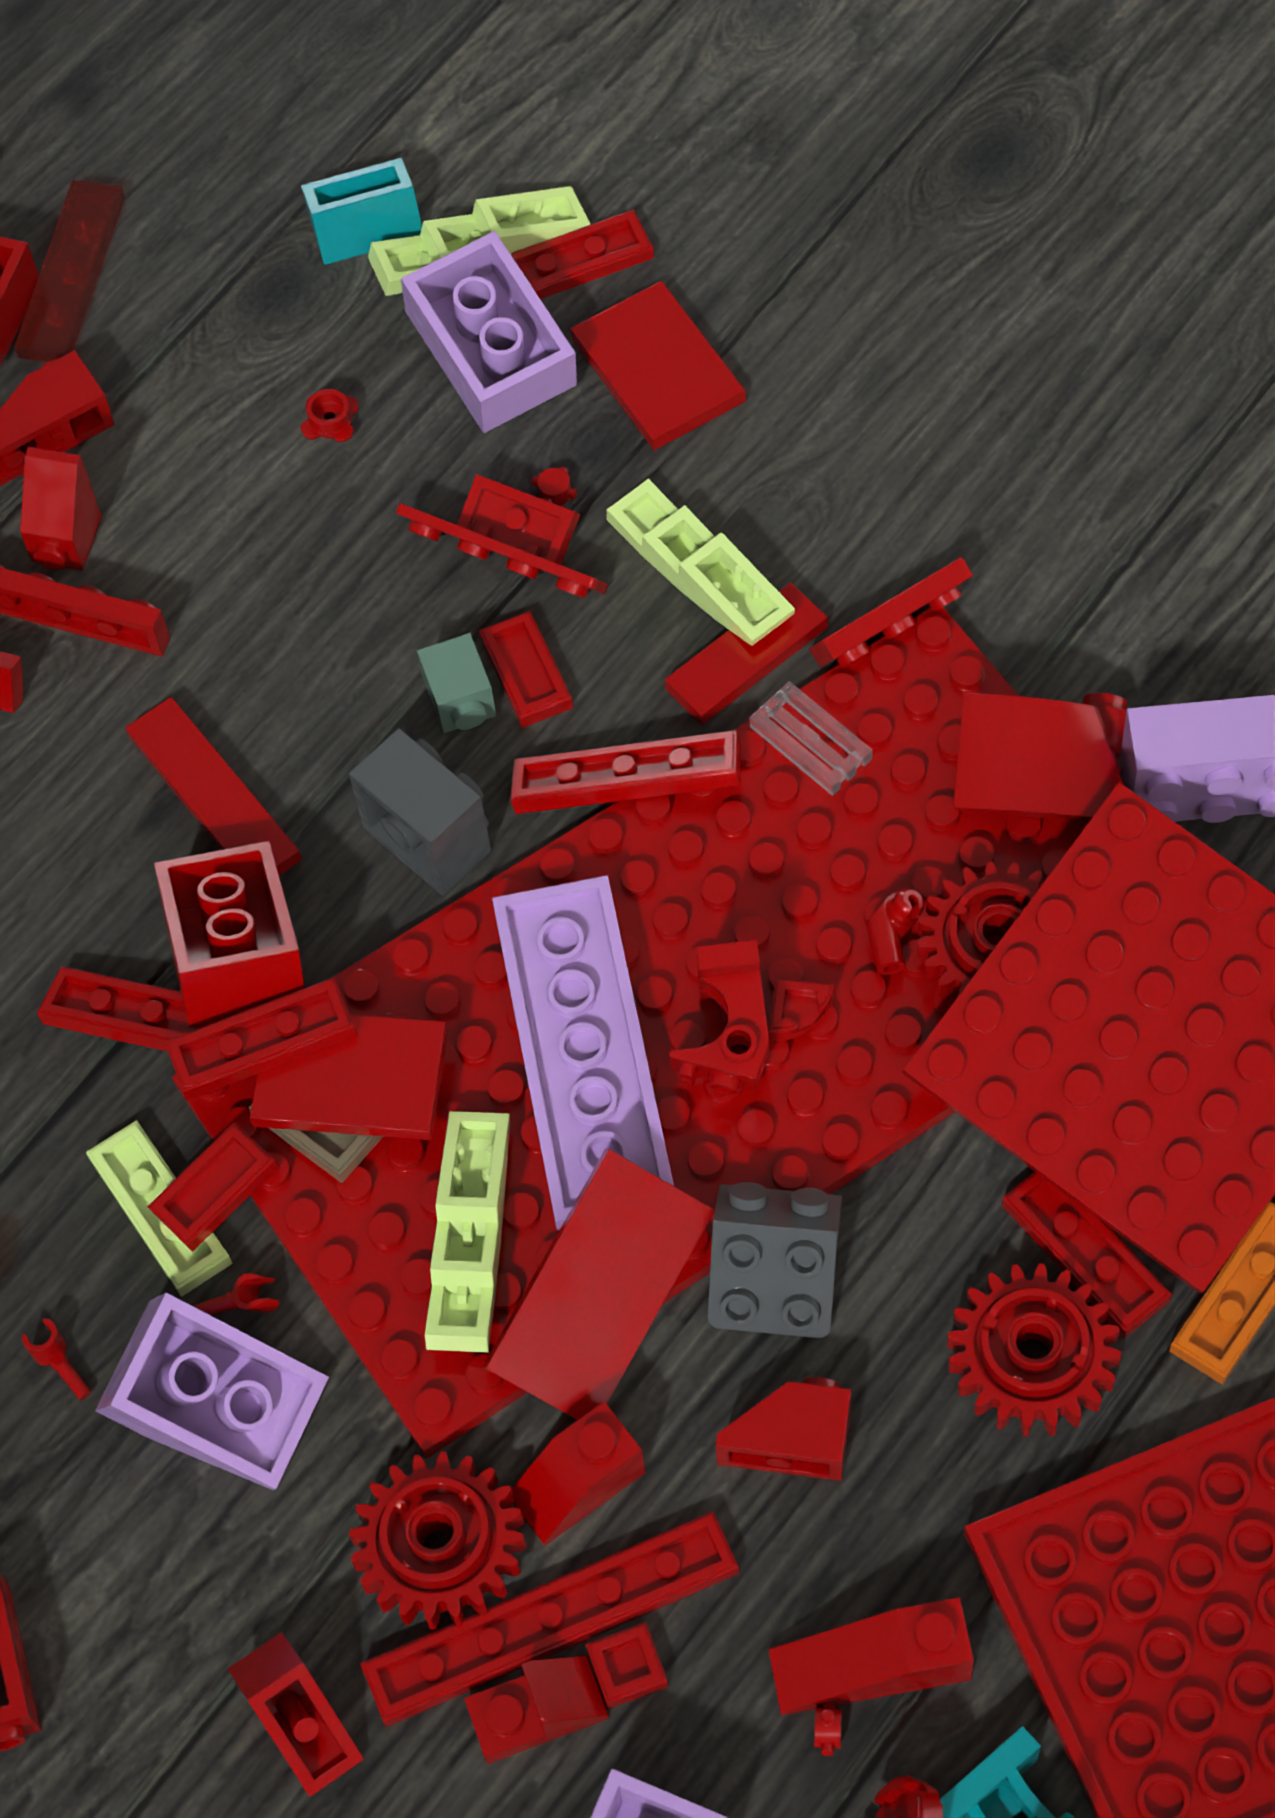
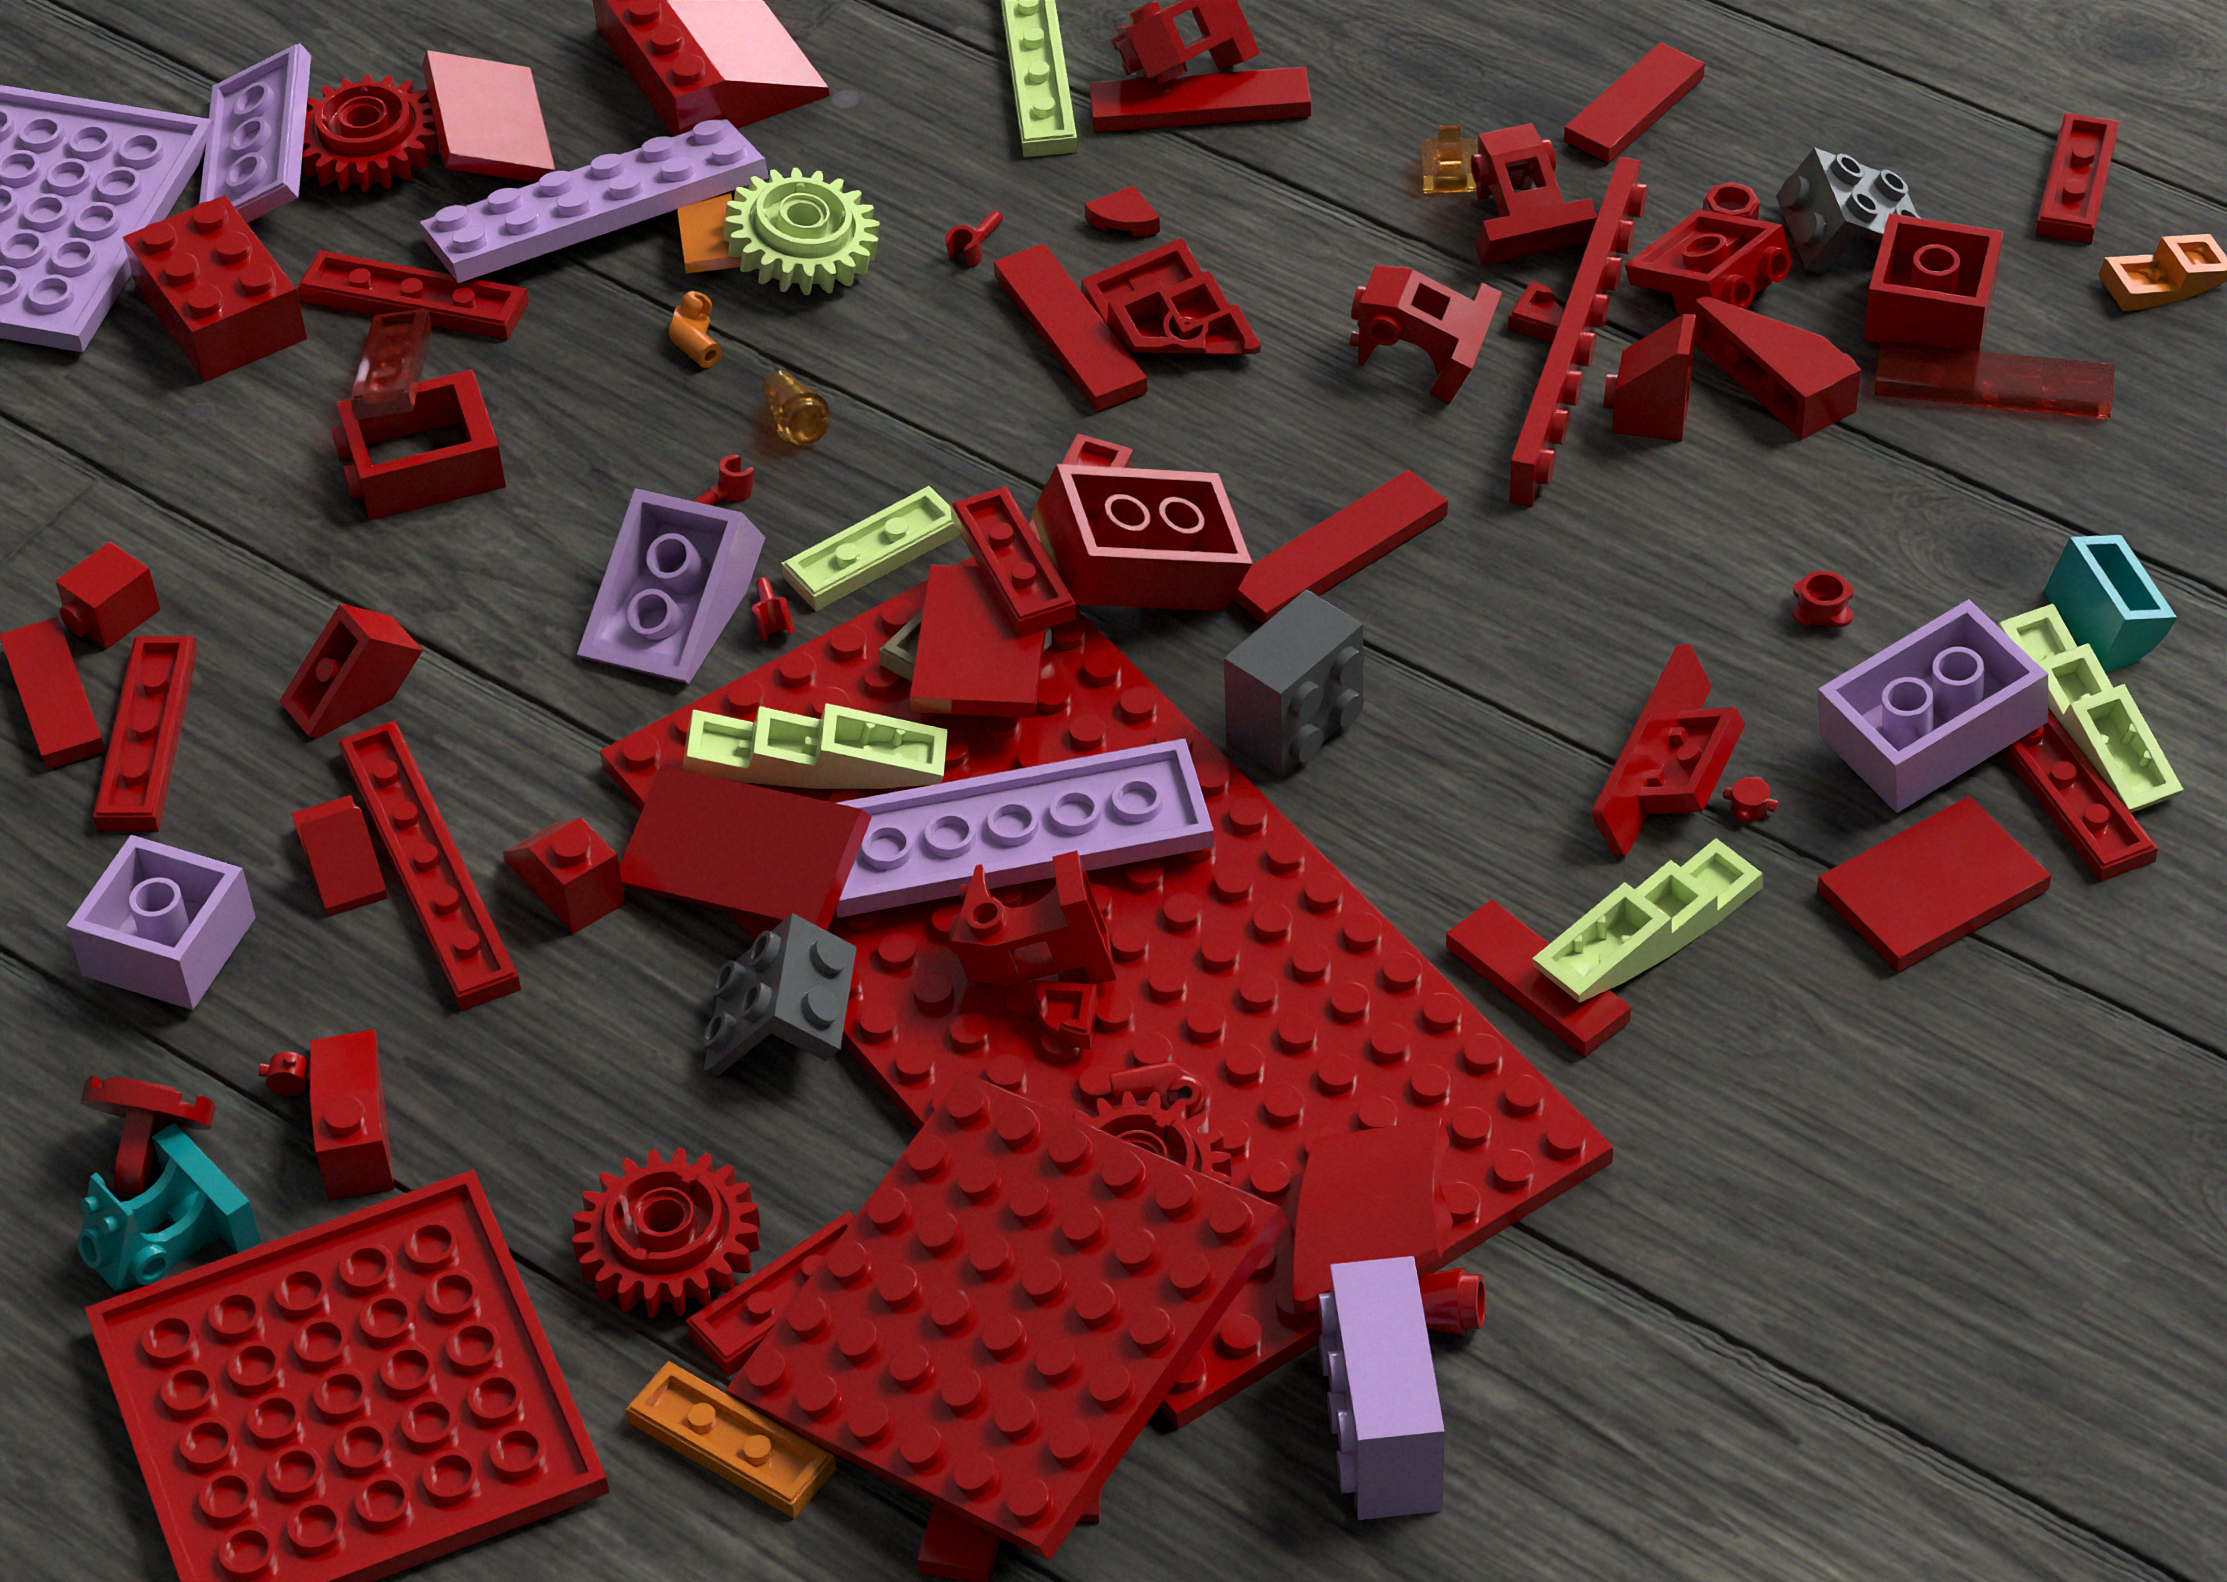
camera: 85 degrees right, 15 degrees down
(213, 1186) = (875, 567): red tile -> none
(446, 1576) = (504, 761): red gear -> none
(457, 683) = (1472, 720): sand green brick -> none
(526, 669) = (1506, 788): red tile -> none
(626, 772) = (1362, 863): red tile -> none
(627, 1665) = (373, 921): red tile -> none
(792, 1431) = (591, 1034): red slope -> none
(842, 767) = (1416, 1021): clear tile -> none
(892, 615) = (1589, 1099): red plate -> none

